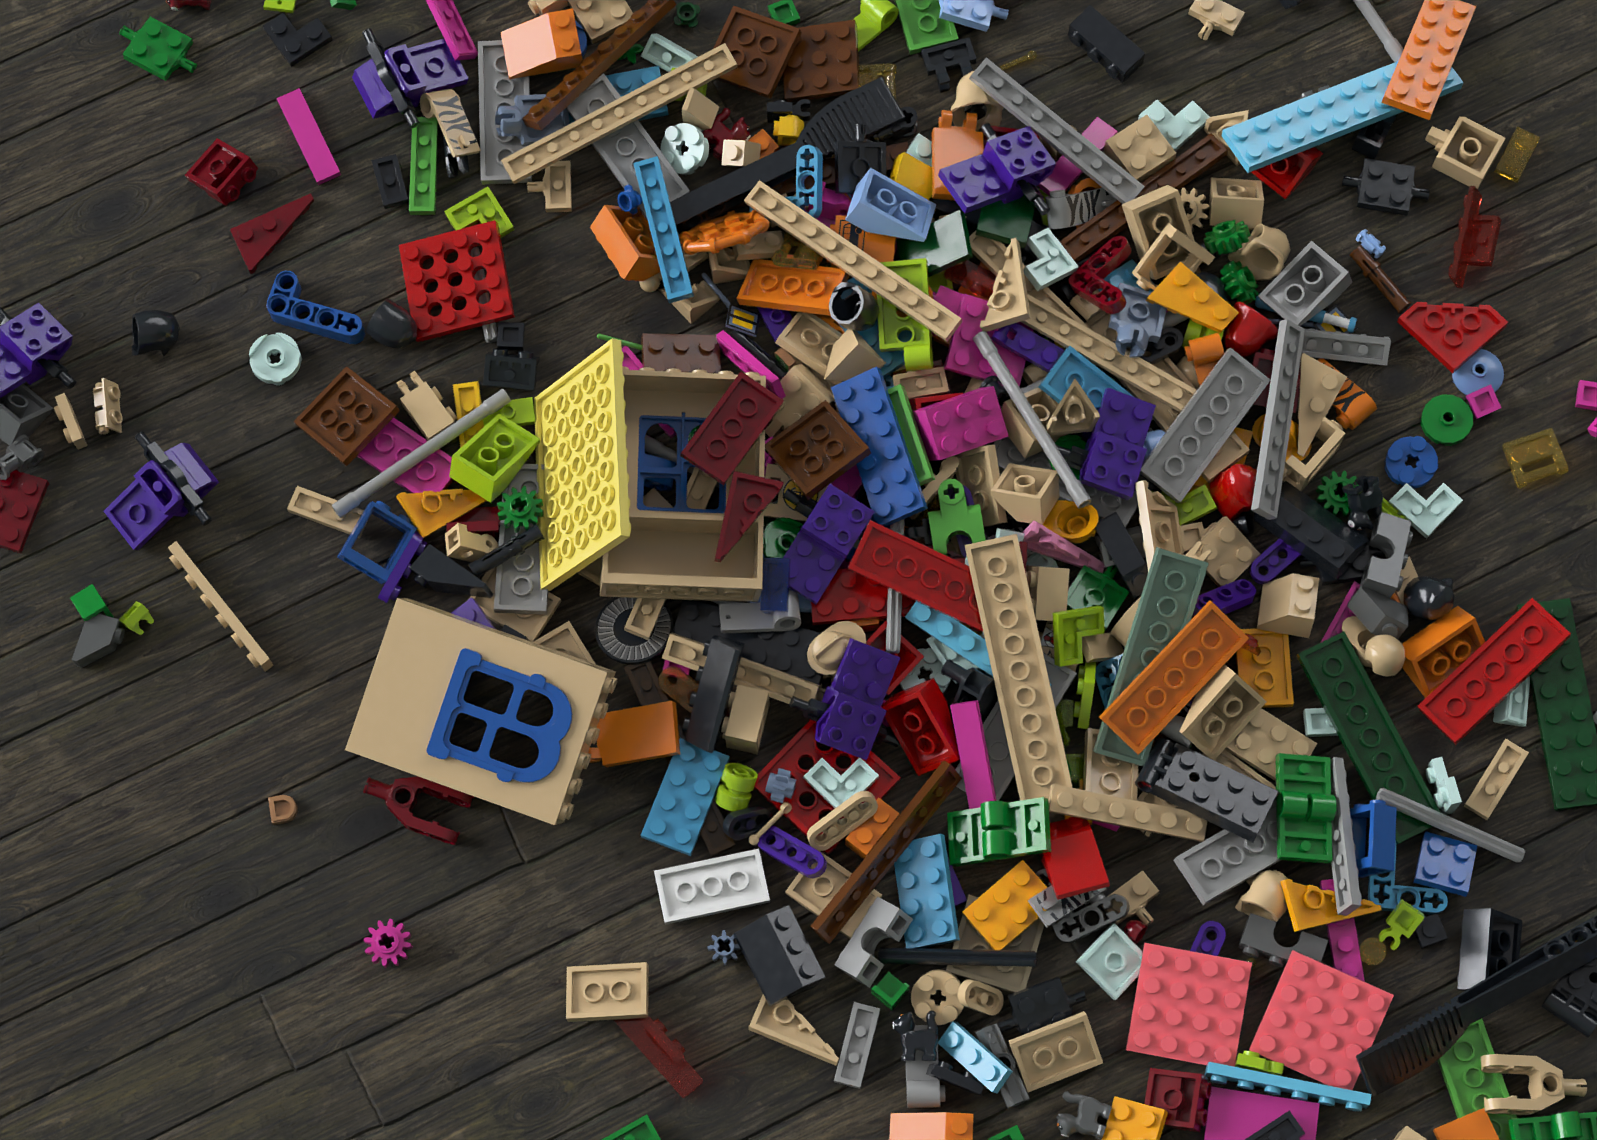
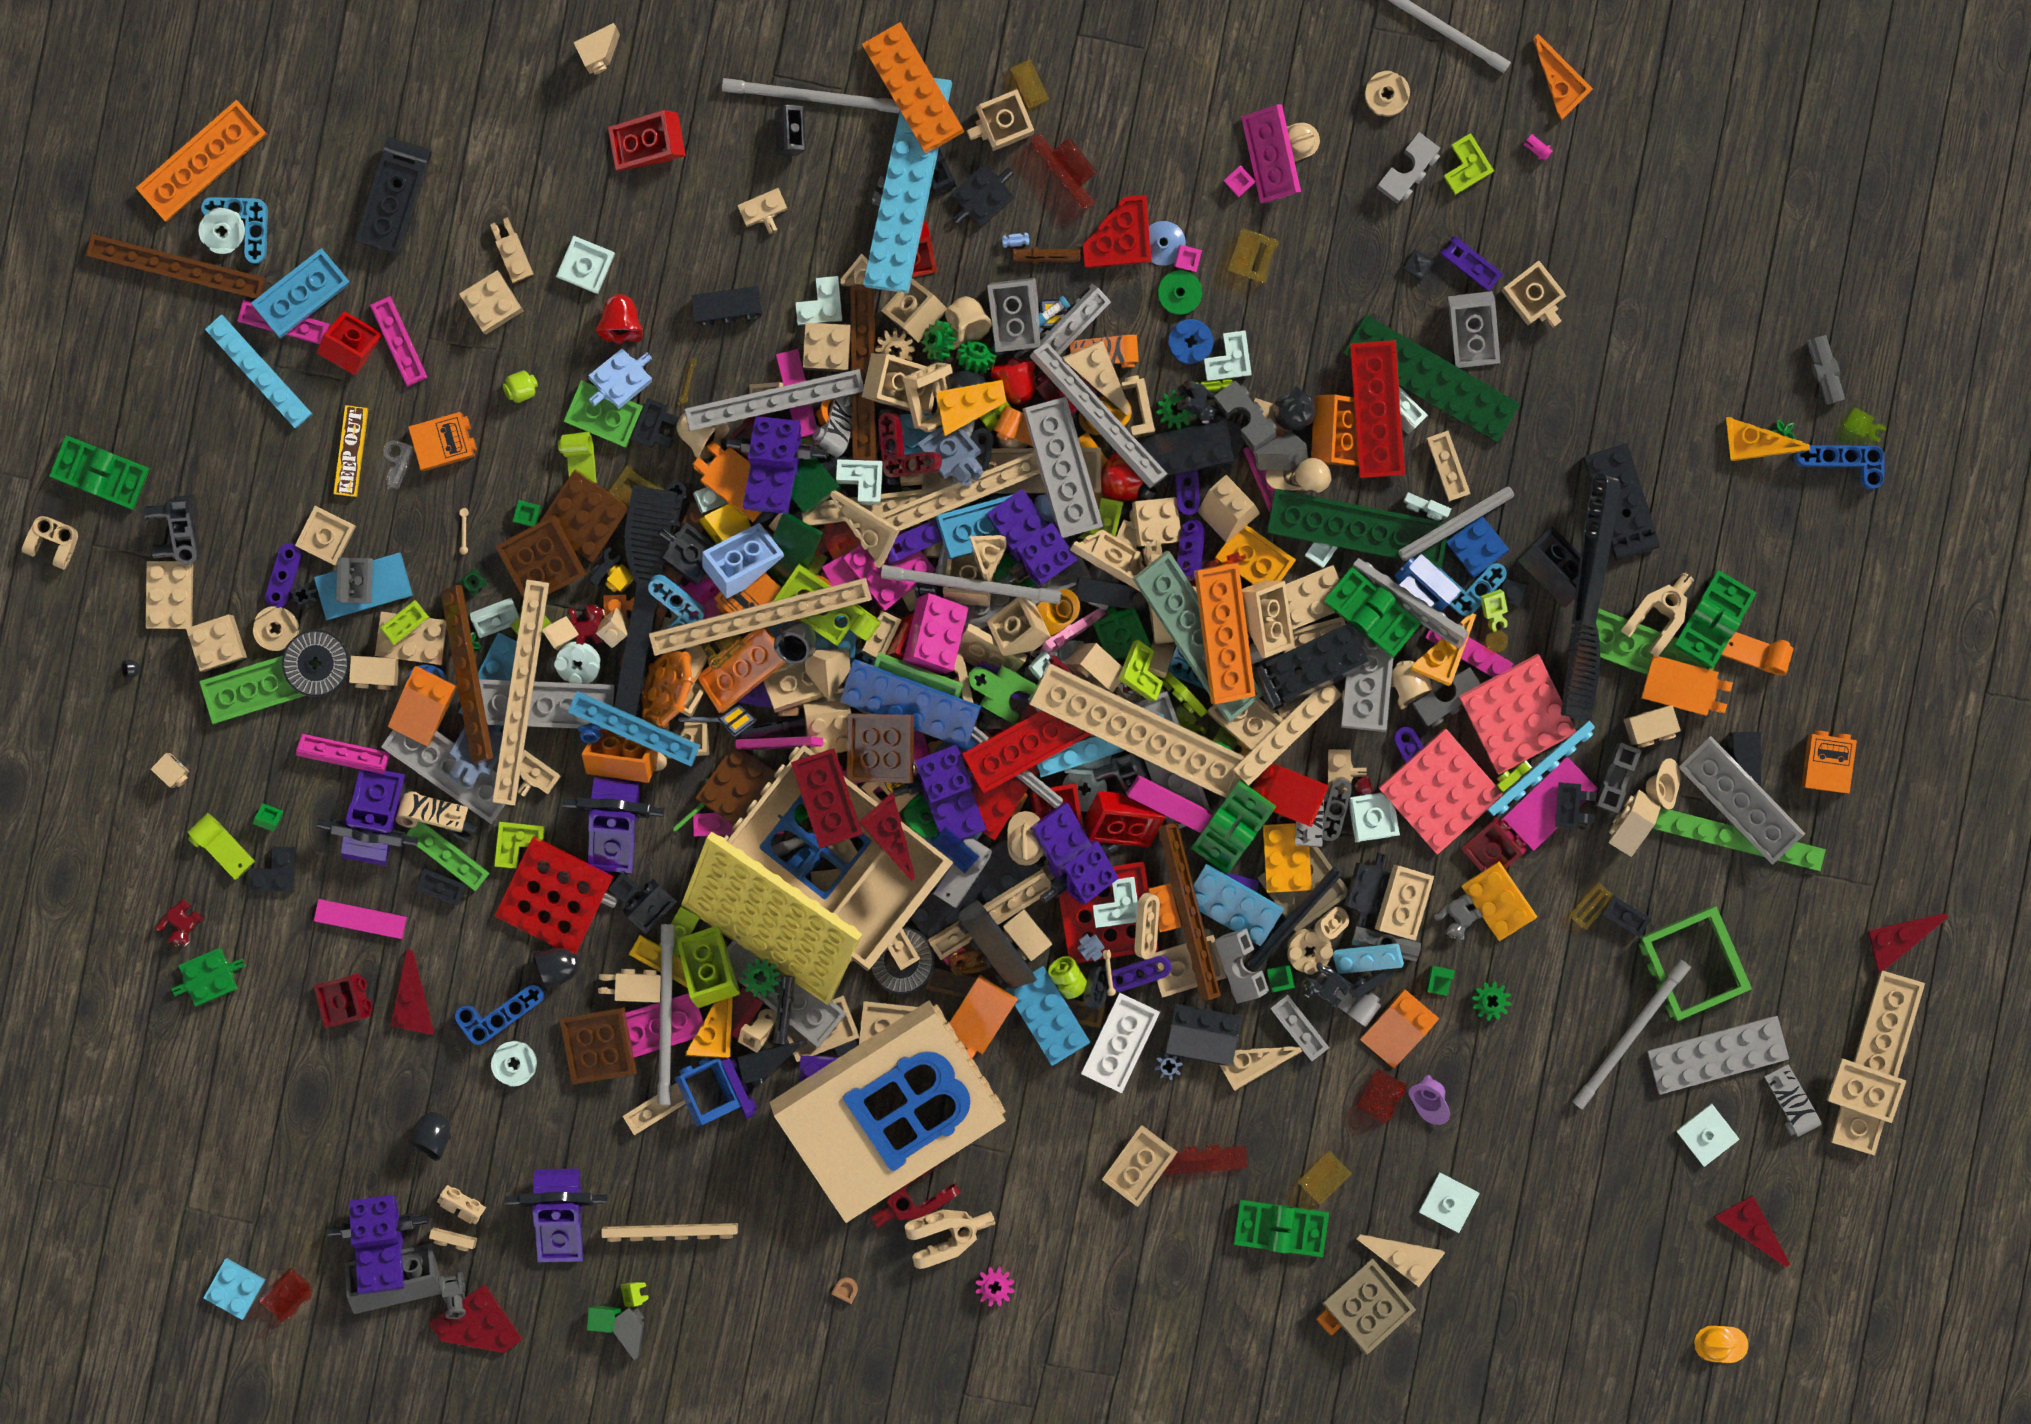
camera: 55 degrees left, 15 degrees up
(415, 843) = (941, 1221): none -> tan piece
(566, 275) = (613, 822): none -> dark purple piece

